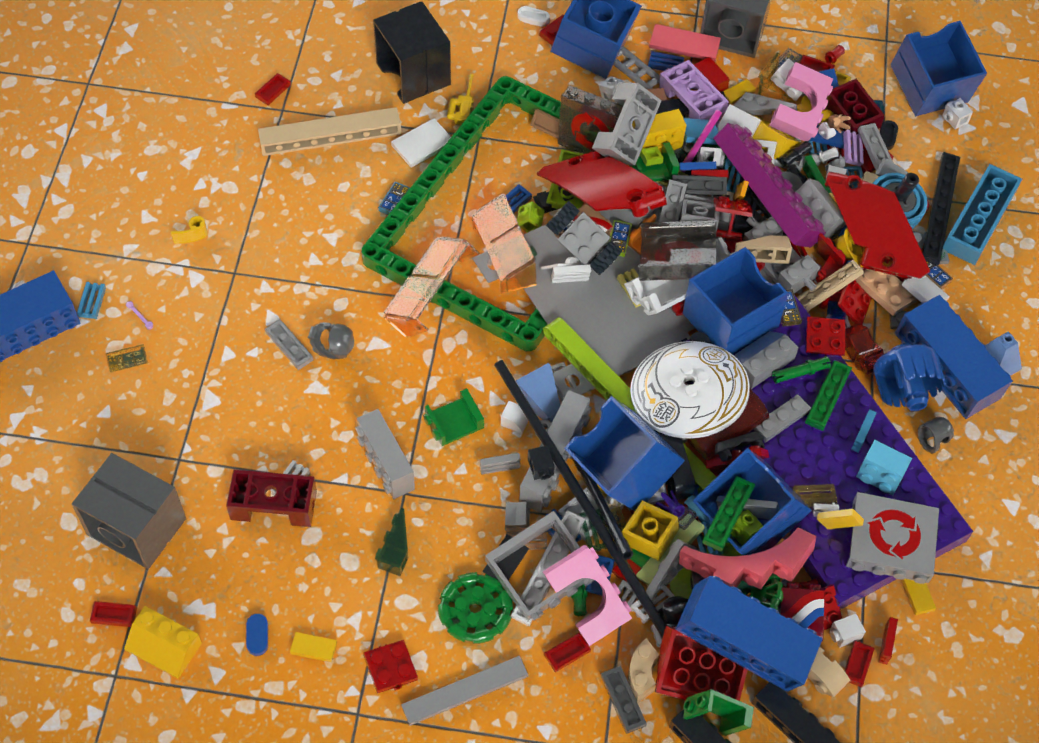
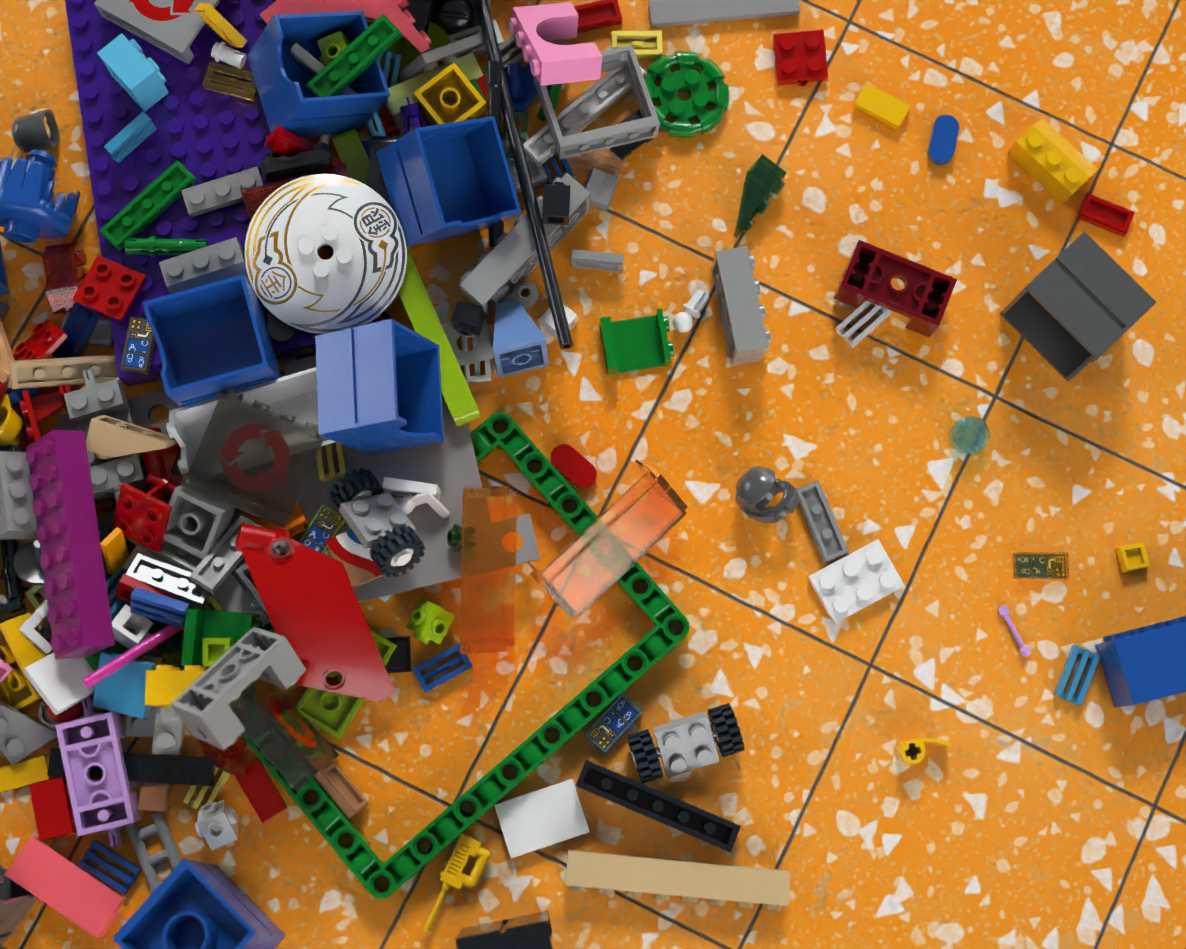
camera: 165 degrees left, 20 degrees up
(60, 380) = (1132, 557): none -> yellow tile
(194, 423) = (969, 435): none -> clear light blue wheel
(255, 314) = (855, 581): none -> white plate
(353, 159) = (658, 805): none -> black brick
(365, 182) = (686, 743): none -> plate
(420, 450) = (684, 320): none -> white axle
(470, 332) = (573, 466): none -> red tile
(513, 650) = (647, 50): none -> light yellow tile
(577, 385) = (468, 318): none -> black plate
(611, 566) = (517, 81): none -> clear blue brick
(614, 306) = (379, 388): none -> piece

